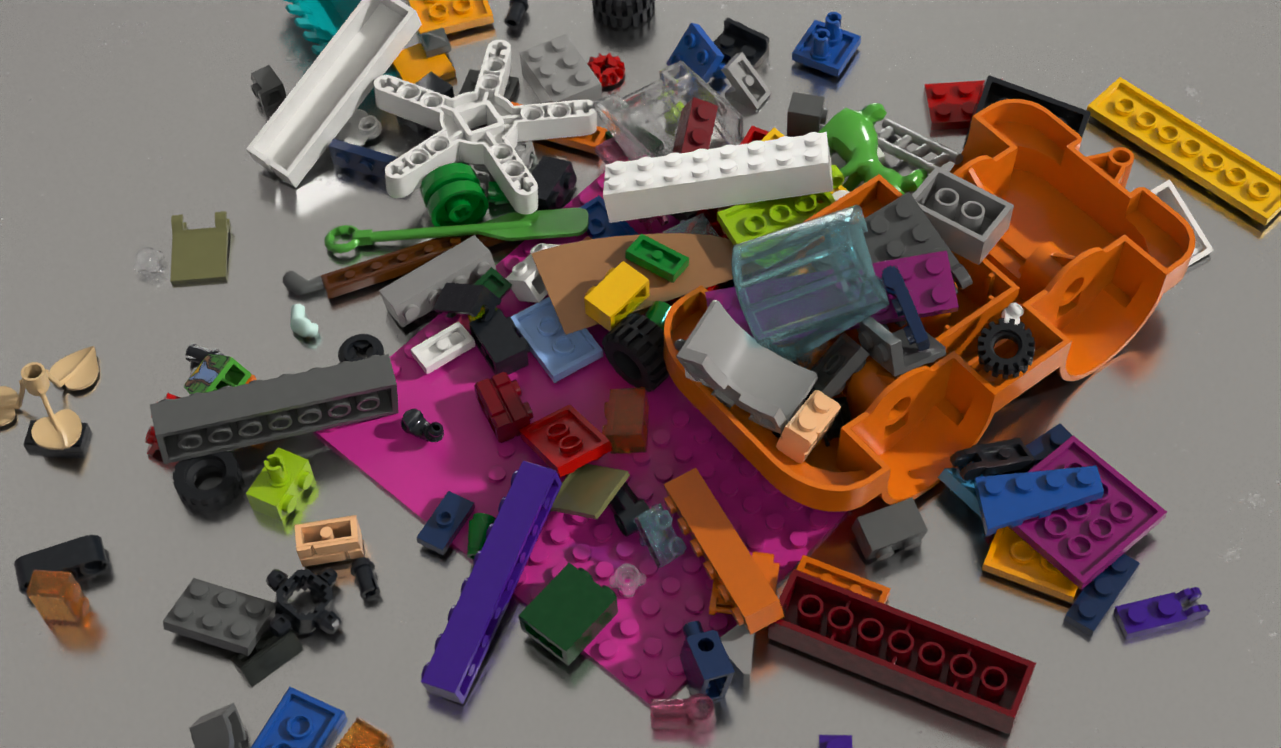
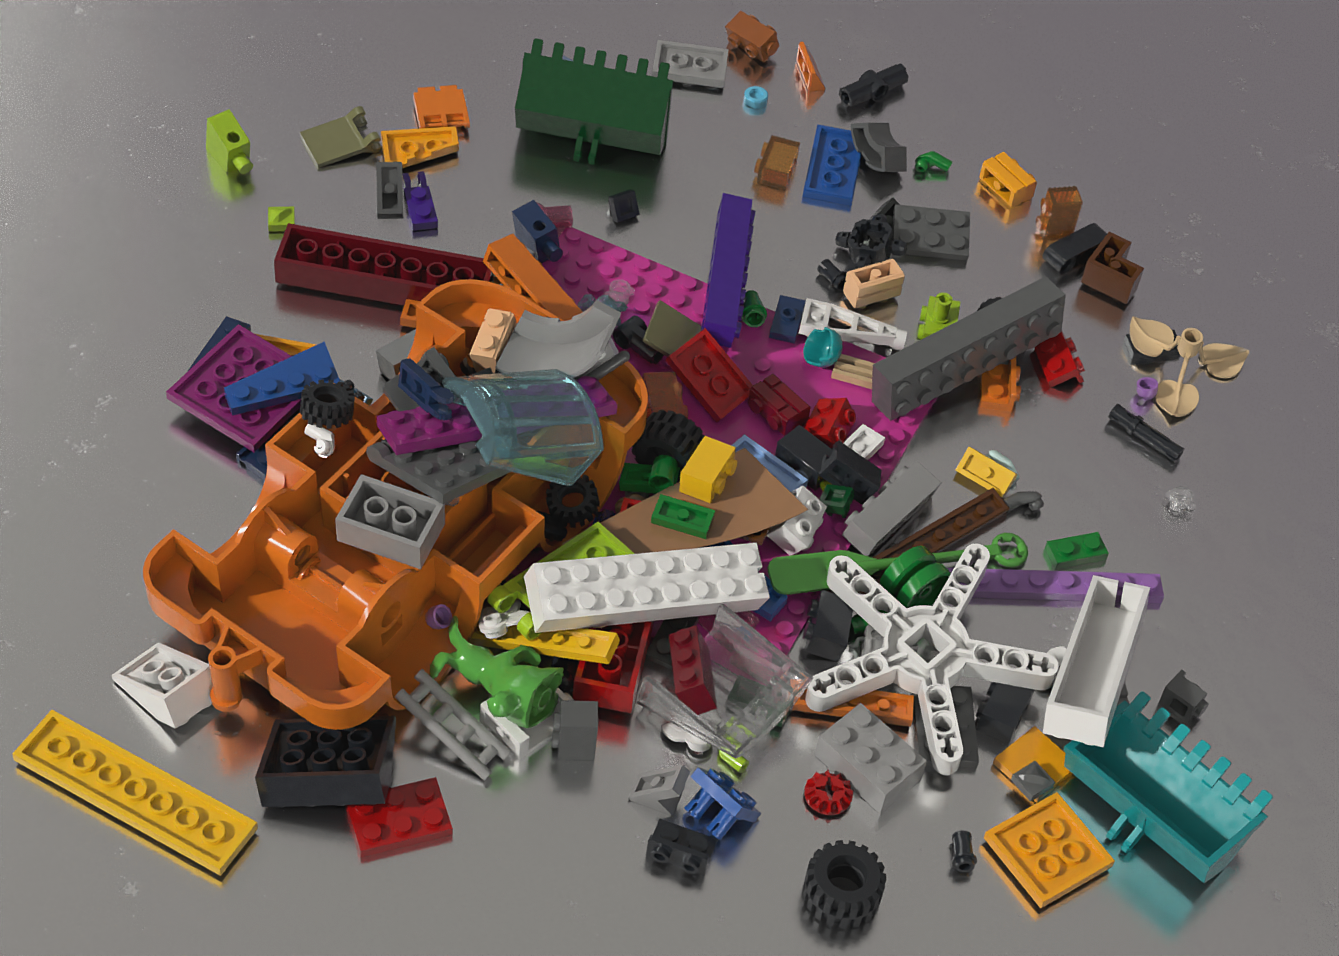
camera: 155 degrees right, 5 degrees down
(48, 518) = (1111, 271): none -> reddish brown brick
(81, 680) = (1008, 179): none -> light orange brick
(101, 373) = (1147, 388): none -> medium lavender hinge
(148, 350) = (1151, 436): none -> black pin
(158, 734) = (932, 159): none -> green arm
(198, 353) = (1069, 420): black pin -> none
(199, 253) = (1140, 517): olive flag -> none
(215, 373) = (1042, 383): bright green torso -> none
(278, 231) = (1076, 550): none -> green plate
(321, 203) = (1057, 584): none -> medium lavender plate
(323, 311) = (986, 471): none -> yellow plate
(359, 158) = (1027, 628): dark blue plate -> none
(361, 343) = (927, 436): black gear -> none
(383, 422) = (860, 368): none -> tan tile
(413, 513) = (818, 313): none -> white plate
(415, 423) = (849, 387): black piece -> none
(426, 462) = (823, 347): none -> teal hair
(458, 383) = (831, 420): none -> red bracket
(569, 613) = (657, 257): dark green brick -> none
(581, 717) = (623, 205): none -> black tile
(827, 45) = (579, 859): blue plate -> none
(1159, 613) = (168, 341): dark purple hinge -> none

